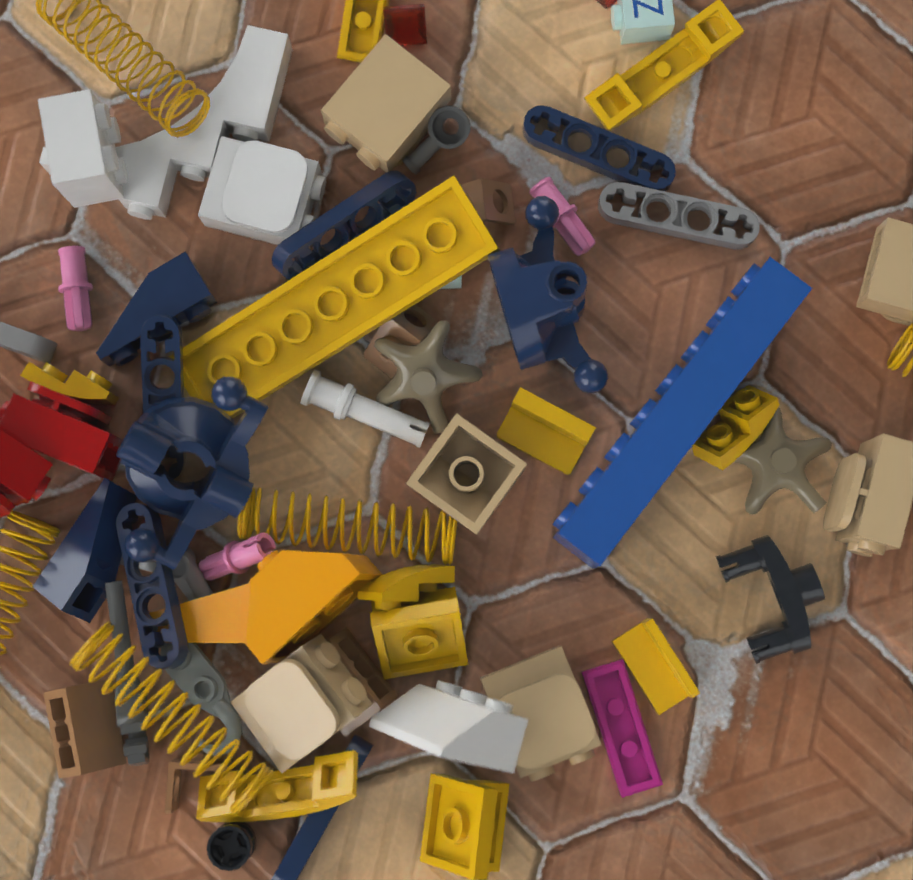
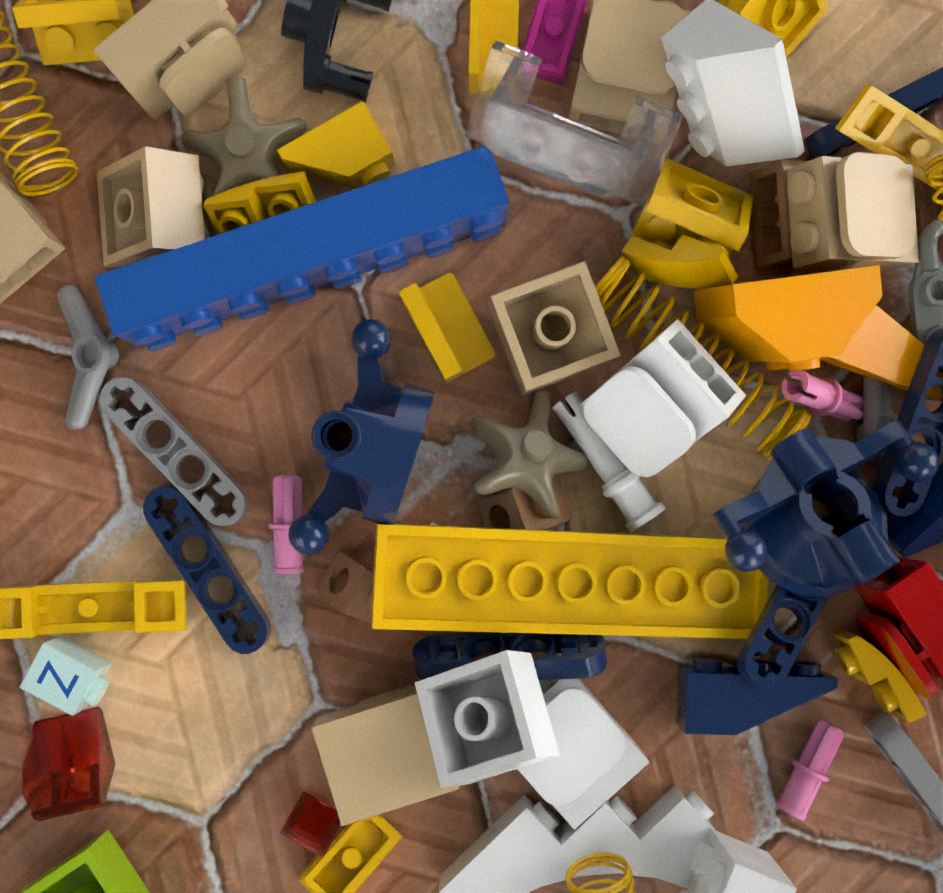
camera: 150 degrees left, 5 degrees up
(334, 166) = (486, 718): none -> white brick
(355, 469) = (661, 402): none -> white brick
(439, 136) = (355, 684): dark grey bar -> none
(550, 606) = (564, 147): none -> clear windscreen
(706, 508) = (342, 150): none -> yellow slope
(785, 244) = (90, 355): none -> light grey piece
(814, 373) = (149, 205): none -> tan slope

